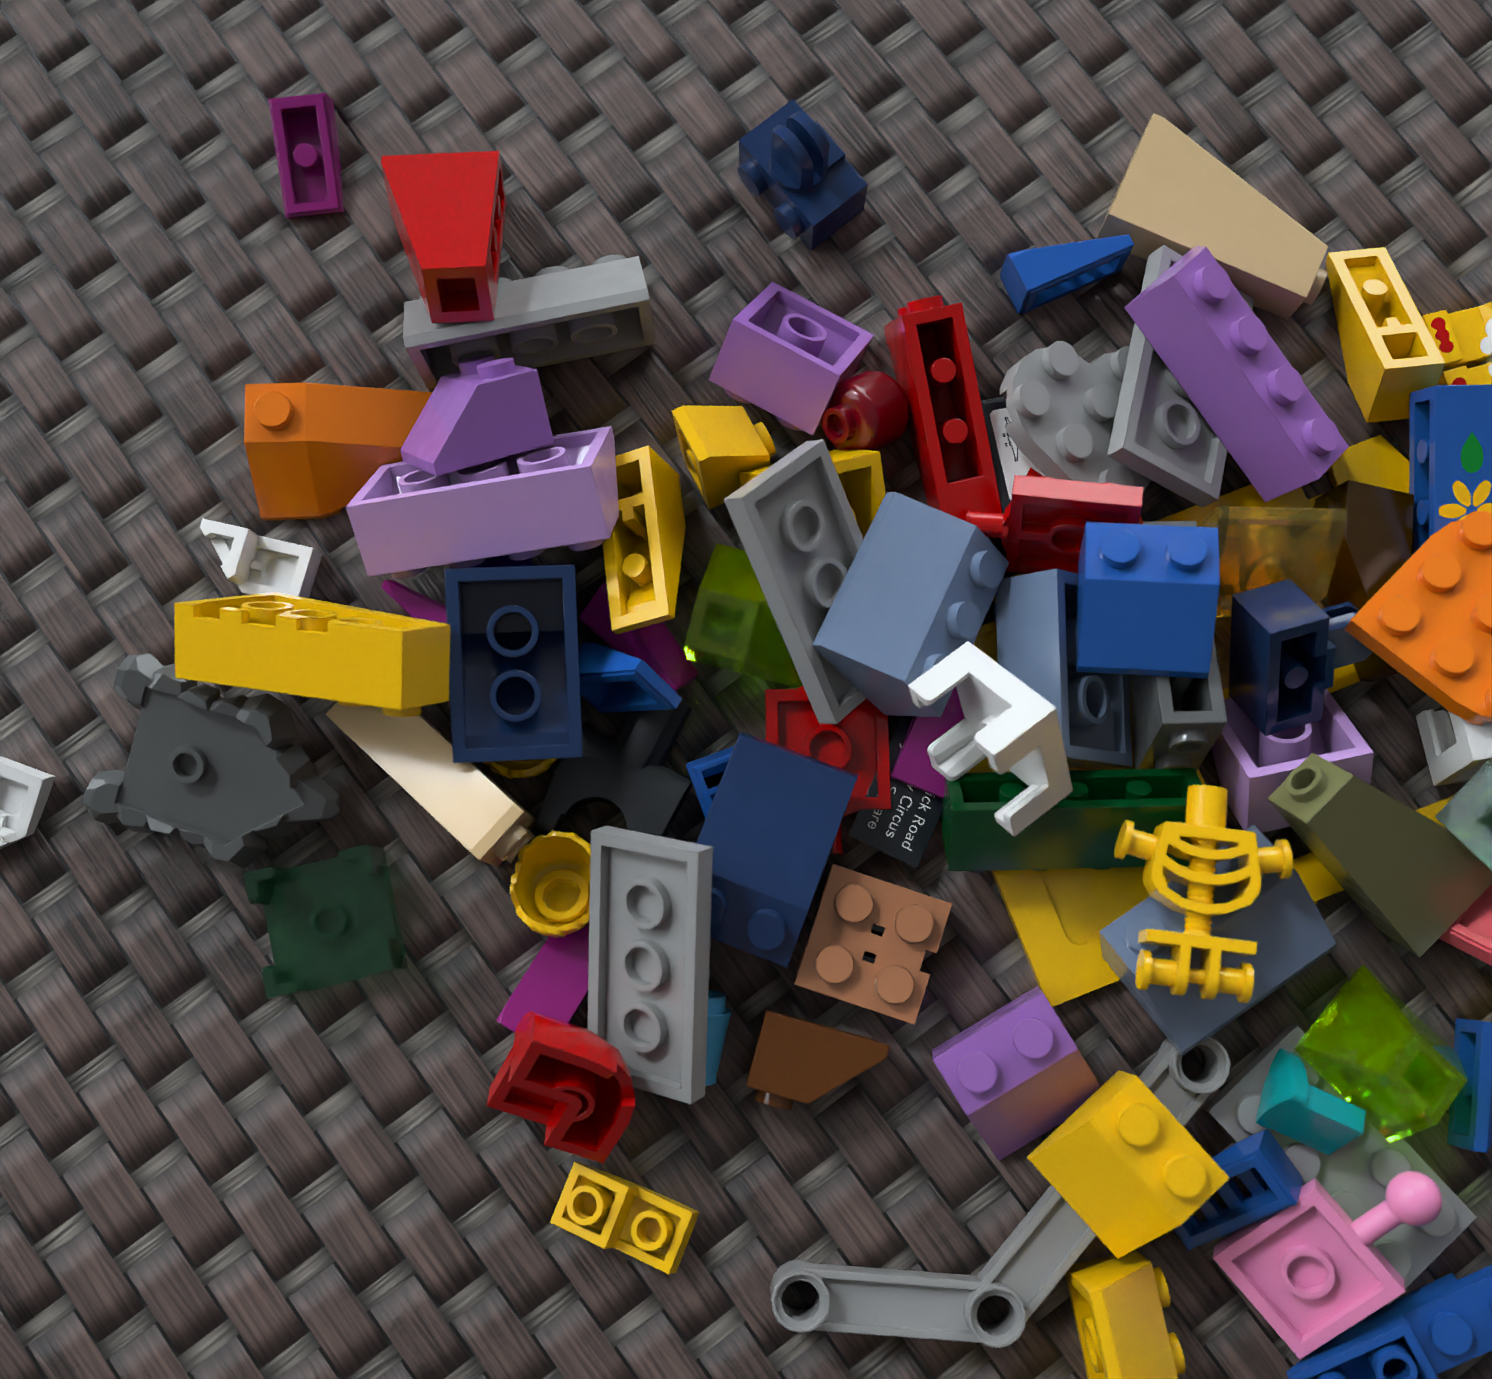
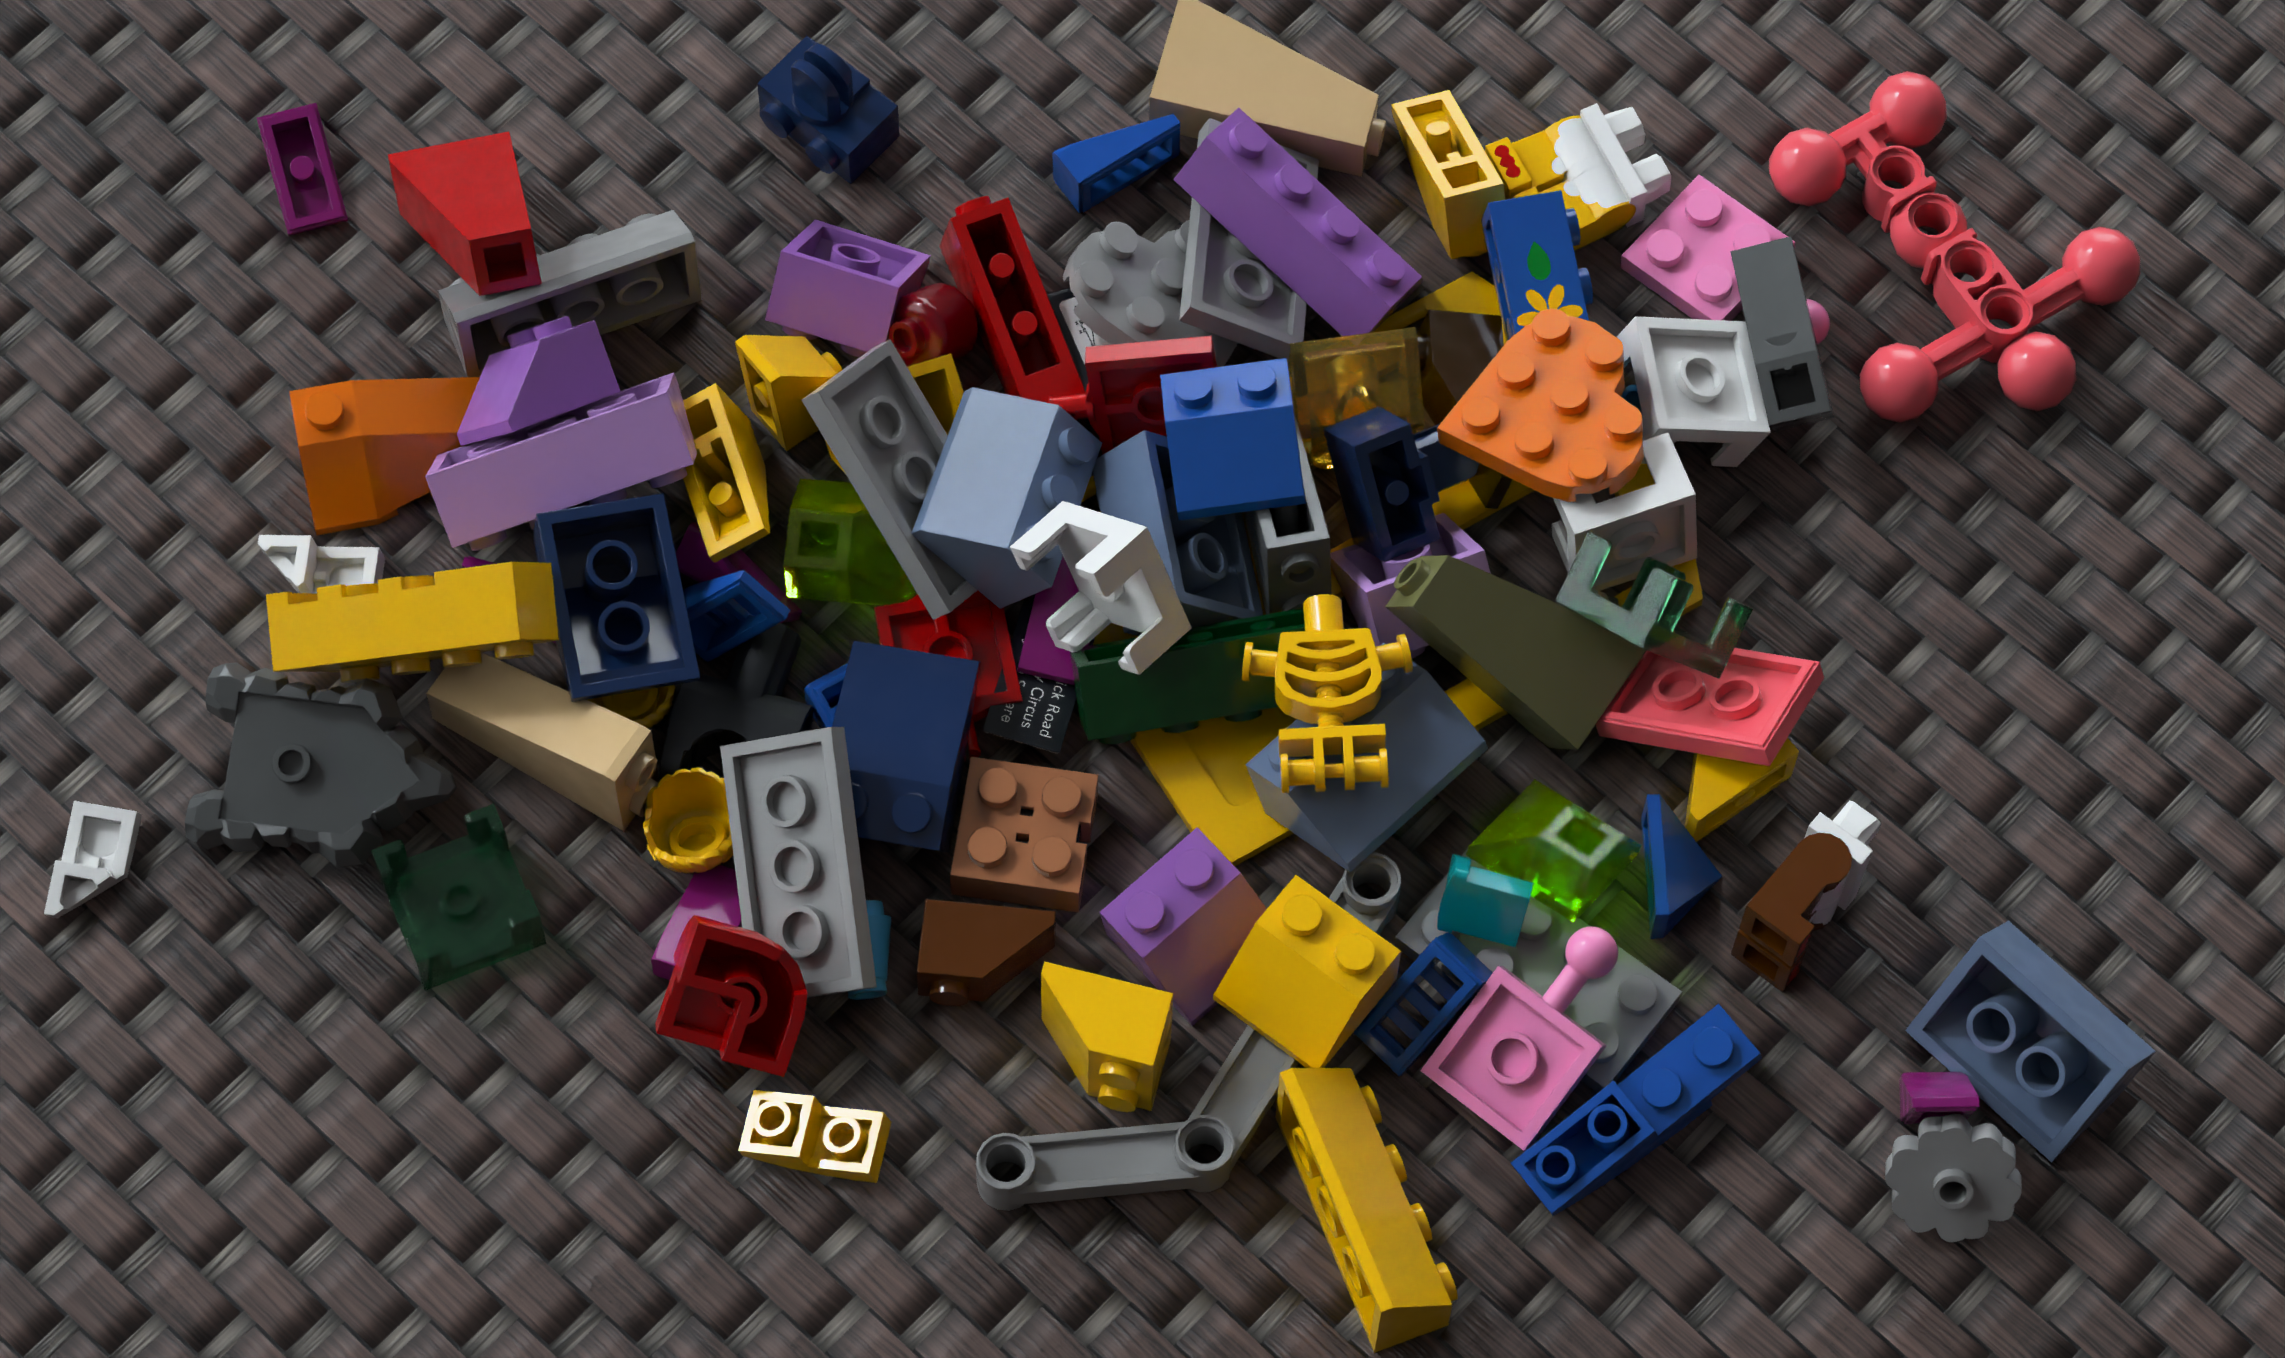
camera: 10 degrees left, 15 degrees down
(926, 1192) = (1108, 1033): none -> yellow slope

